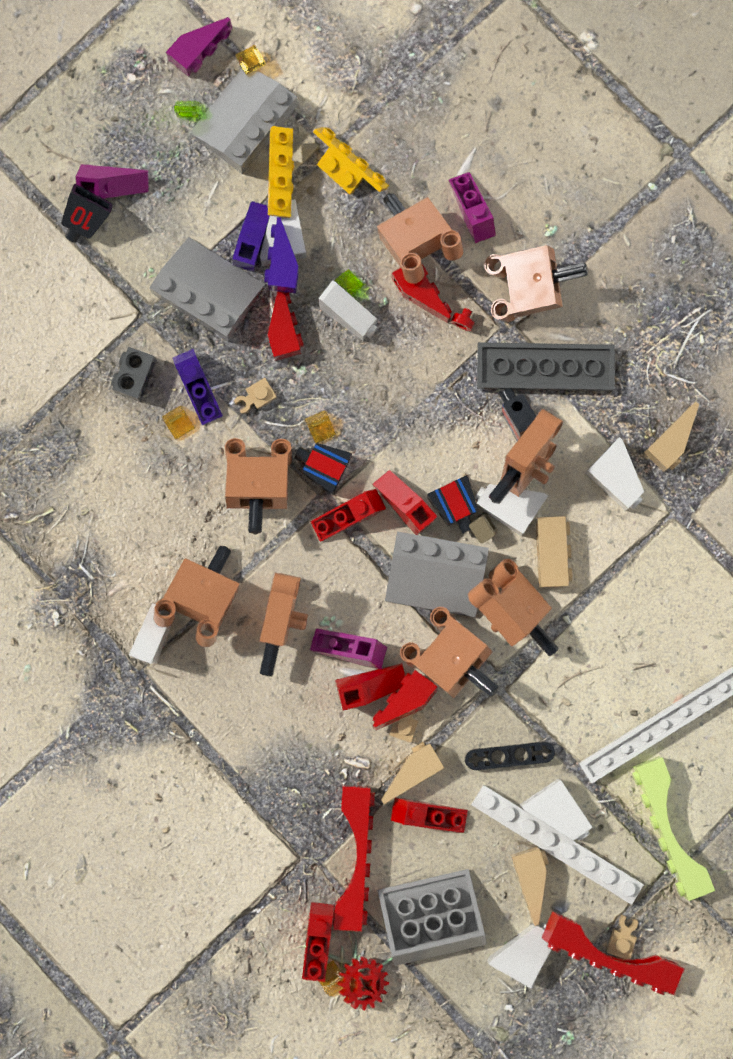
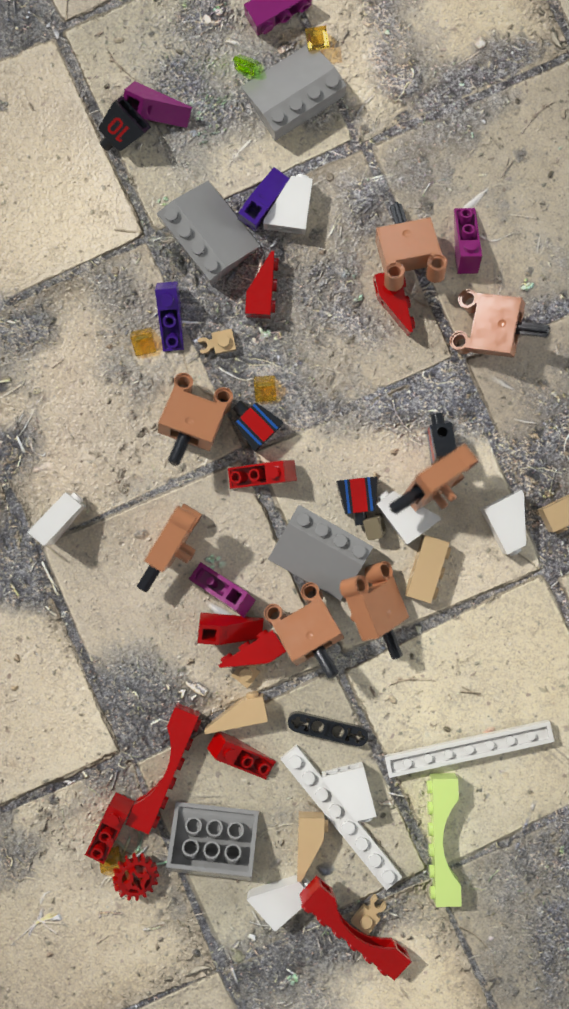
camera: 20 degrees right, 5 degrees up
(140, 375) = (123, 289): dark grey brick -> none
(200, 596) = (108, 500): nougat piece -> none
(280, 172) = (308, 149): yellow bracket -> none
(283, 267) = (280, 237): dark purple slope -> none
(345, 166) = (366, 163): yellow bracket -> none
(347, 311) = (323, 295): white slope -> none
(349, 282) = (332, 271): clear neon green slope -> none
(405, 502) = (314, 480): slope -> none
(463, 320) = (422, 339): red tile -> none
(546, 366) = (479, 404): dark grey plate -> none

